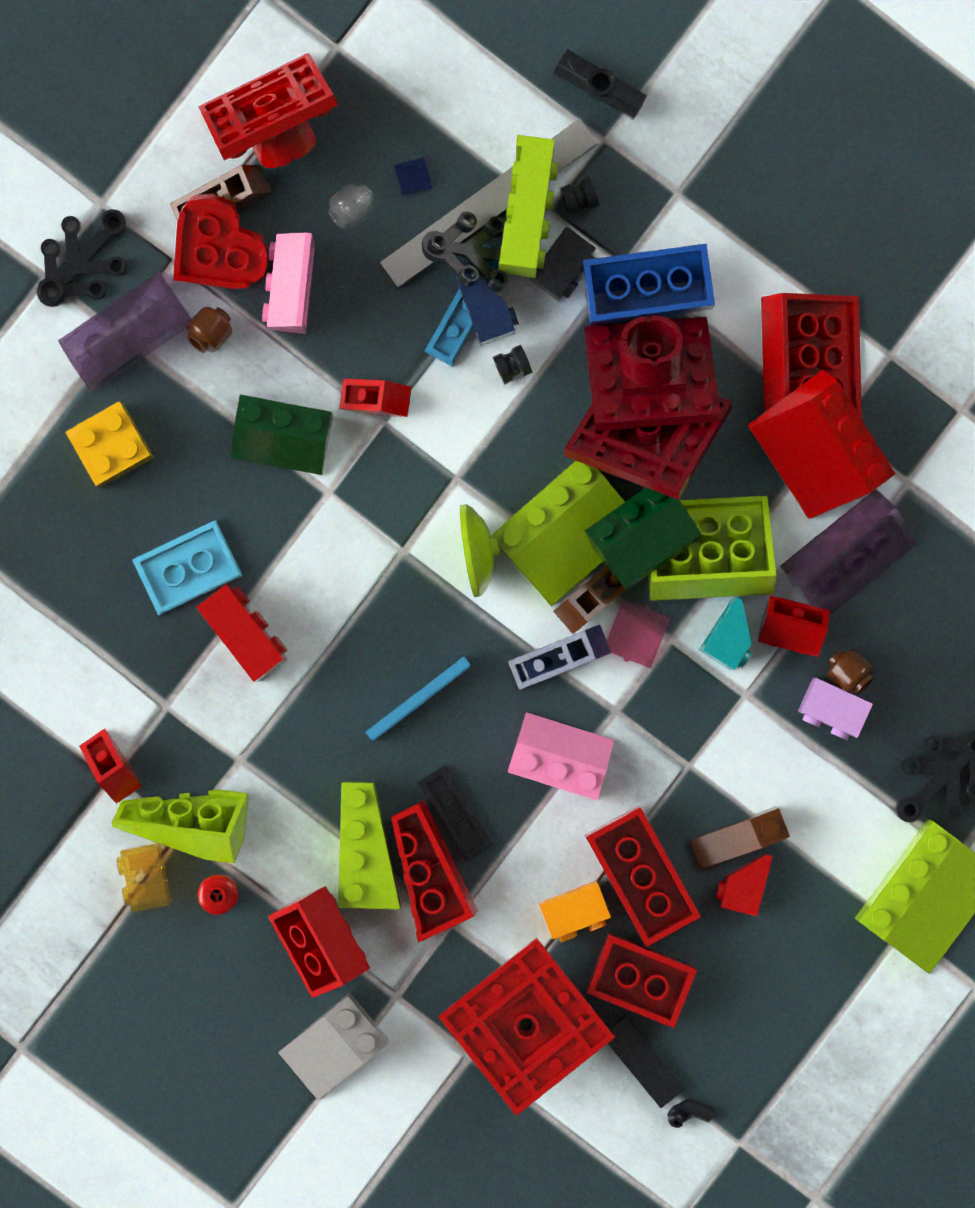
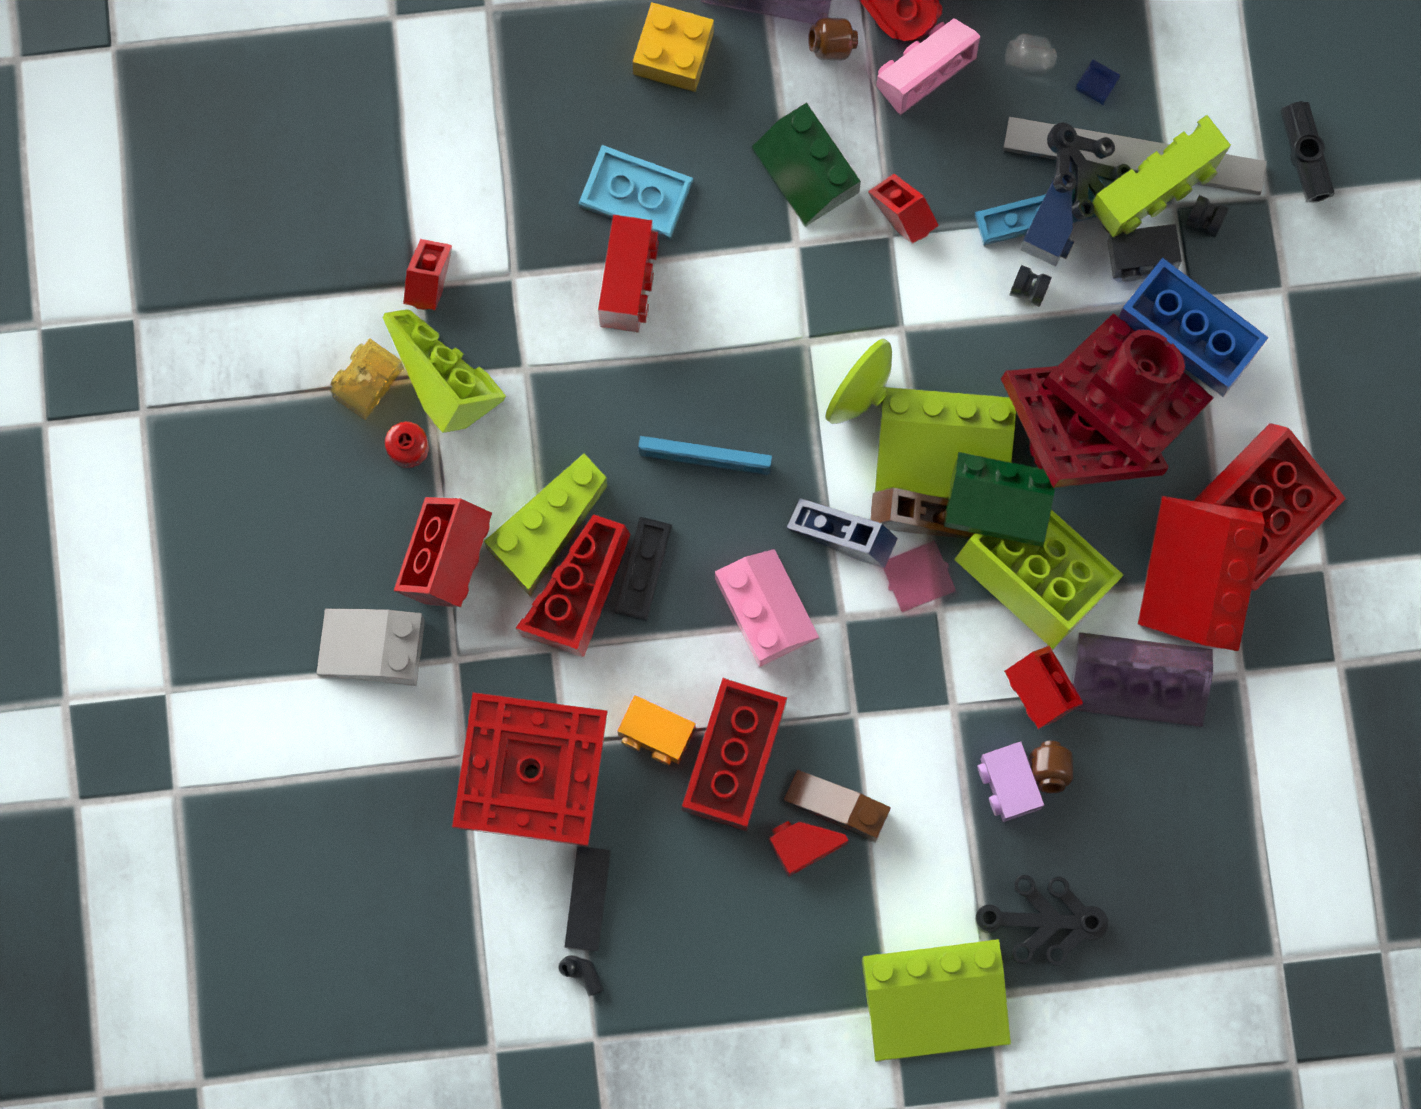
camera: 50 degrees right, 10 degrees down
(641, 979) = (652, 830): red brick -> none
(729, 637) = (983, 643): teal slope -> none

